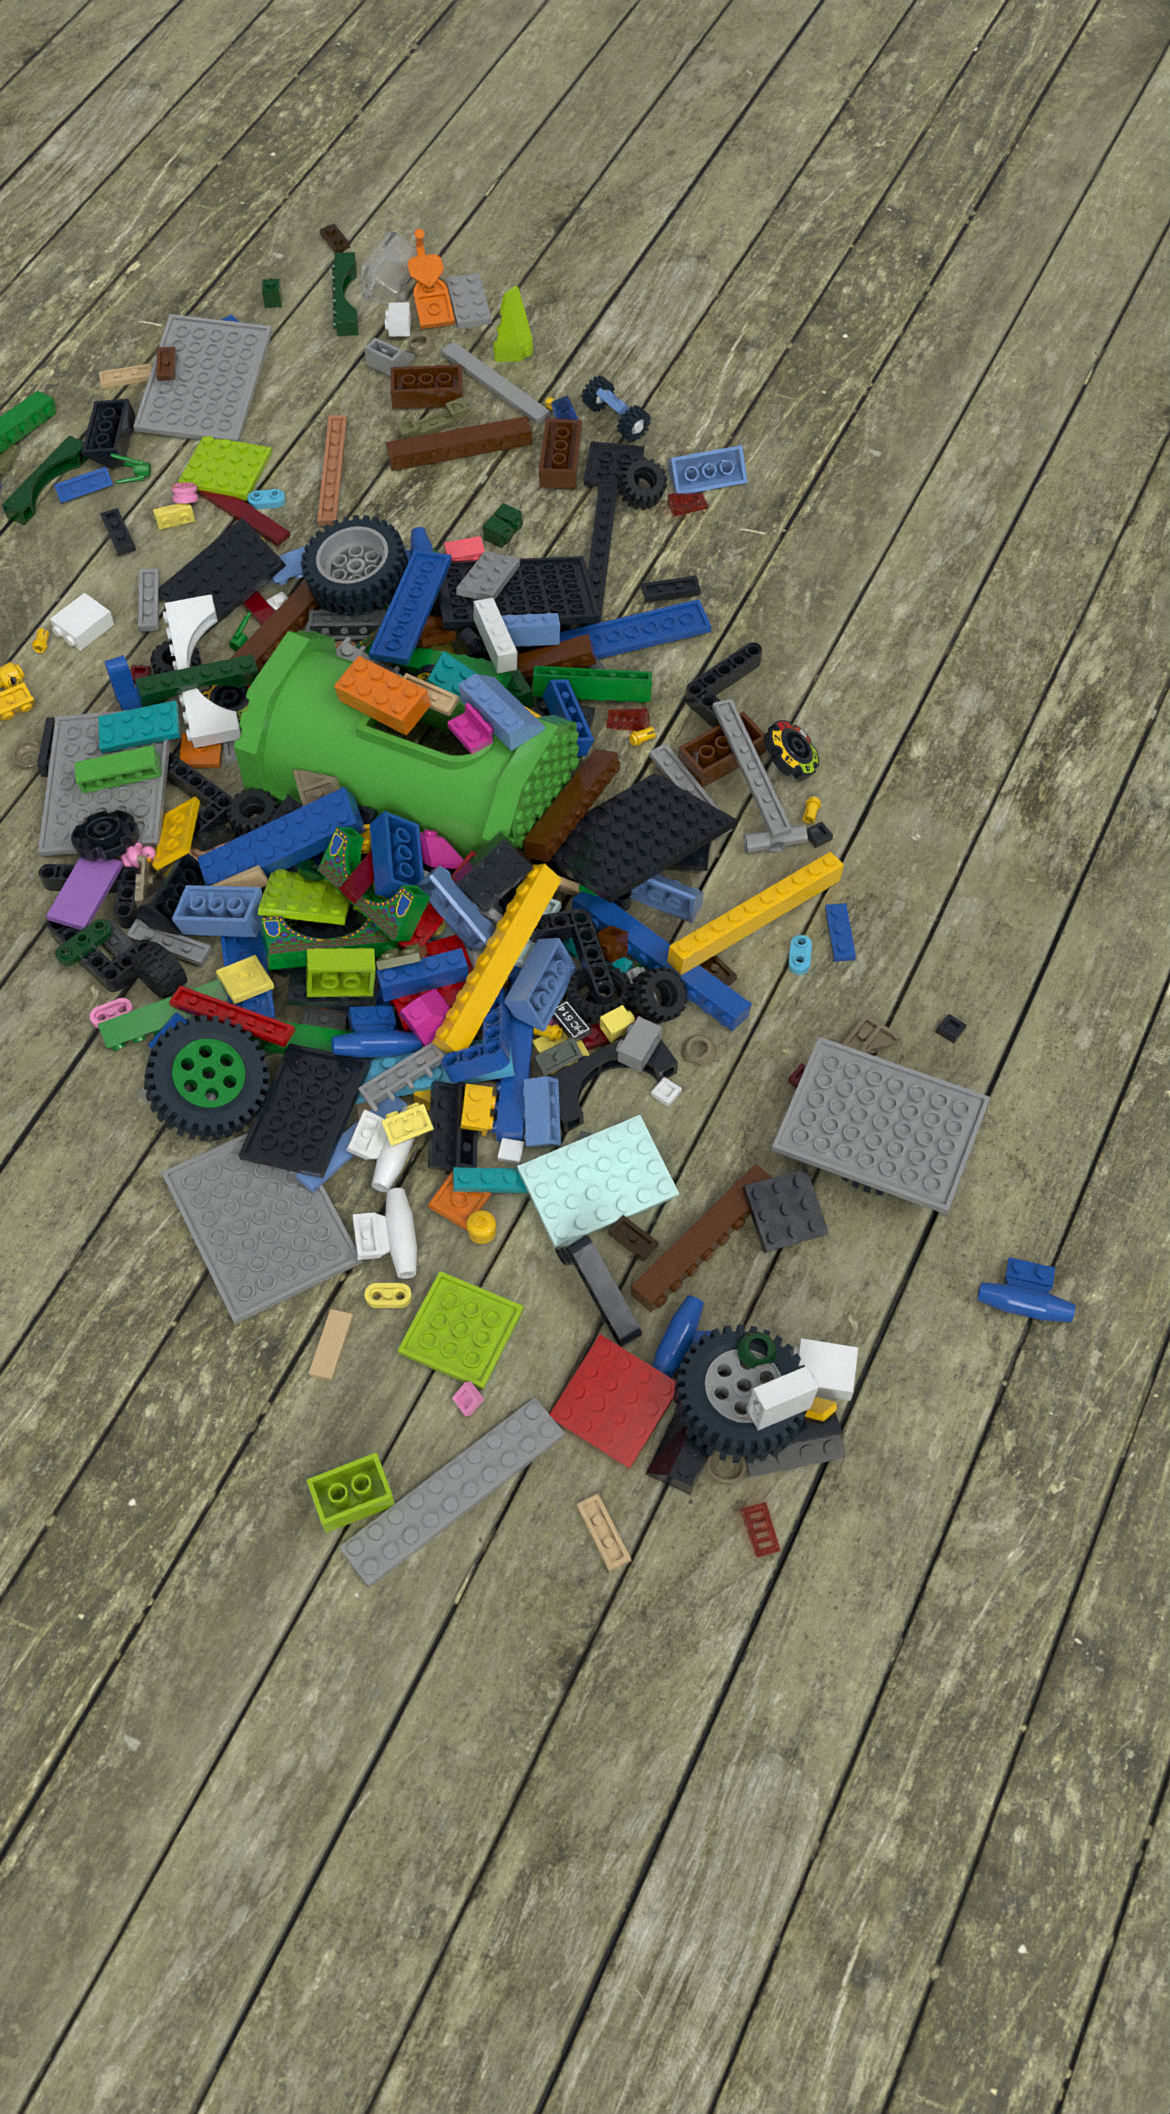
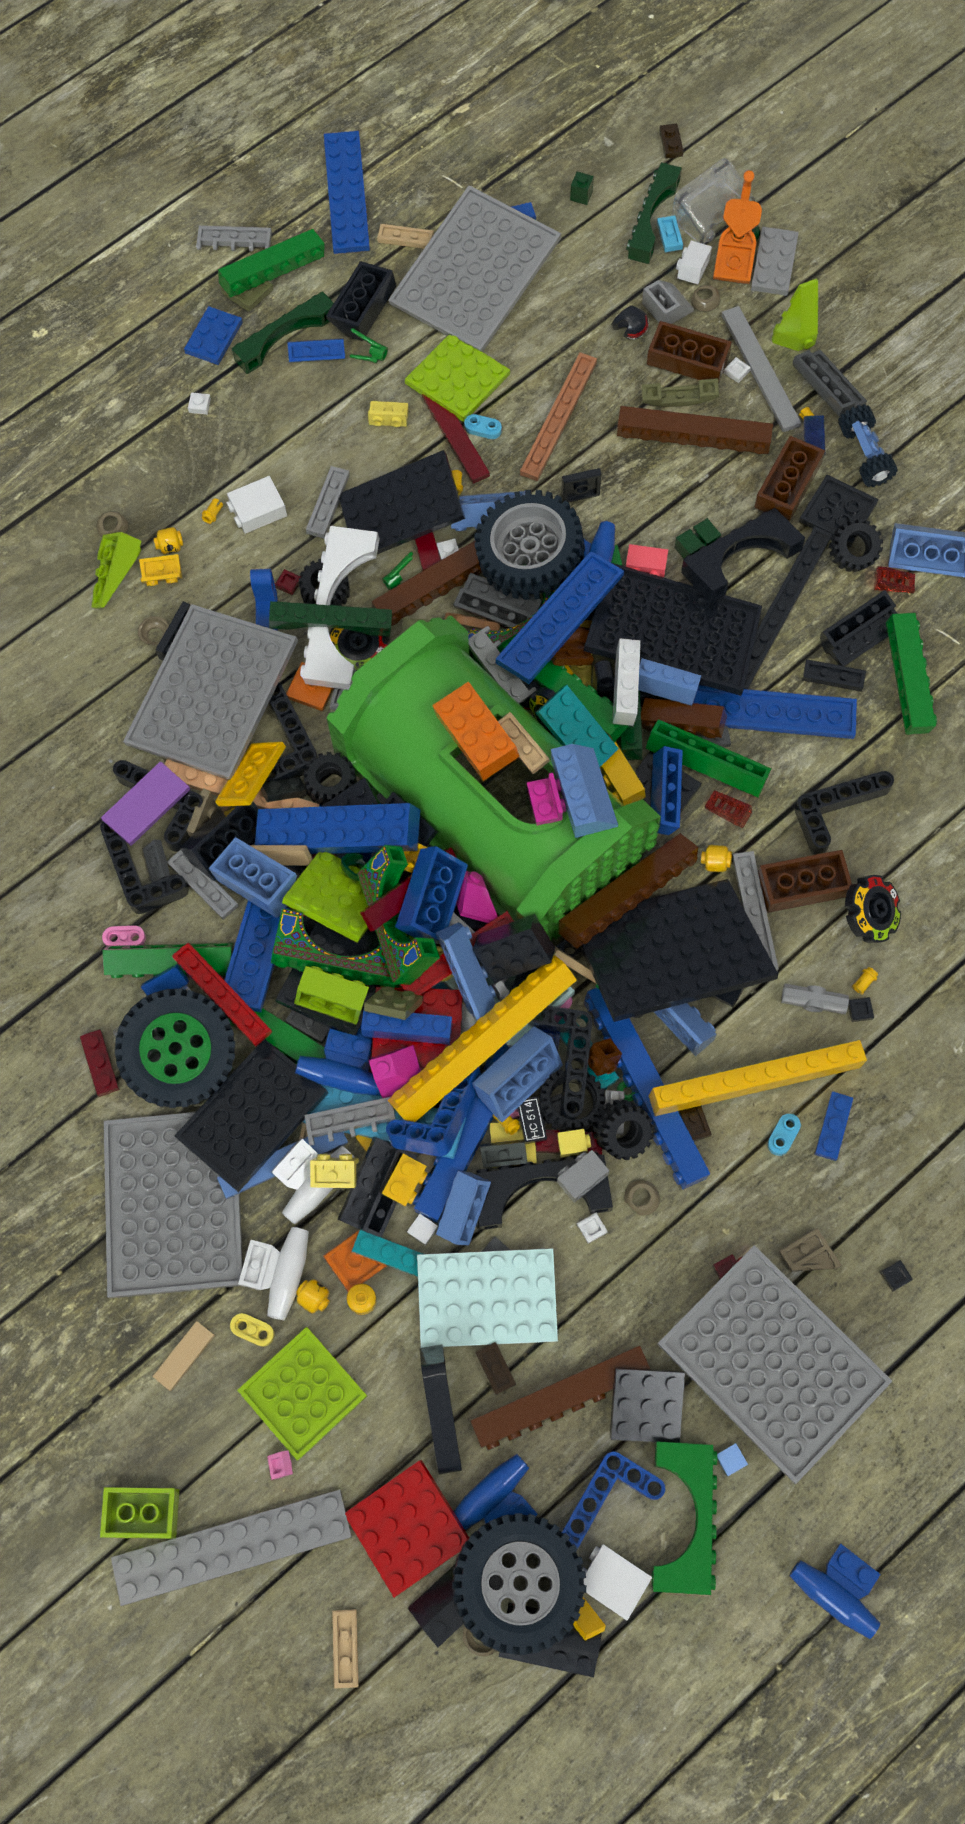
camera: 25 degrees right, 10 degrees up
(55, 358) = (346, 192): none -> blue plate
(77, 948) = (133, 858): dark green plate -> none
(105, 835) = (183, 754): black piece -> none
(118, 531) = (328, 414): black plate -> none
(118, 769) = (222, 687): bright green brick -> none
(130, 858) = (206, 780): bright pink animal -> none
(134, 1128) = (99, 1063): none -> dark red plate
(138, 727) = (259, 648): teal plate -> none
(159, 970) = (178, 914): black tyre -> none
(166, 363) = (443, 242): reddish brown plate -> none
(184, 492) = (406, 394): bright pink wheel -> none
(244, 979) = (248, 958): light yellow tile -> none
(314, 785) = (388, 786): dark tan wing -> none
(366, 305) = (670, 233): none -> medium azure plate
(366, 377) = (634, 320): none -> black helmet
(382, 507) = (581, 485): none -> black tile
(433, 1244) = (313, 1296): none -> yellow head
(474, 389) = (737, 370): none -> white tile
(488, 576) = (654, 602): light grey plate -> none
(556, 373) = (828, 381): none -> dark grey brick
(559, 498) = (767, 531): none -> black arch
(637, 759) = (716, 858): none -> yellow head
(641, 736) = (733, 832): yellow pin -> none
(677, 545) = (859, 630): none -> black brick
(736, 564) = (911, 673): none -> green brick
(747, 1357) = (534, 1548): dark green piece -> none
(748, 1522) = (489, 1689): clear red slope -> none
(752, 768) = (822, 917): light grey tile -> none
(782, 1397) = (546, 1620): white brick -> none
(789, 1280) = (600, 1496): none -> blue beam
(851, 1247) = (693, 1568): none -> green arch
(880, 1229) = (731, 1459): none -> light blue tile

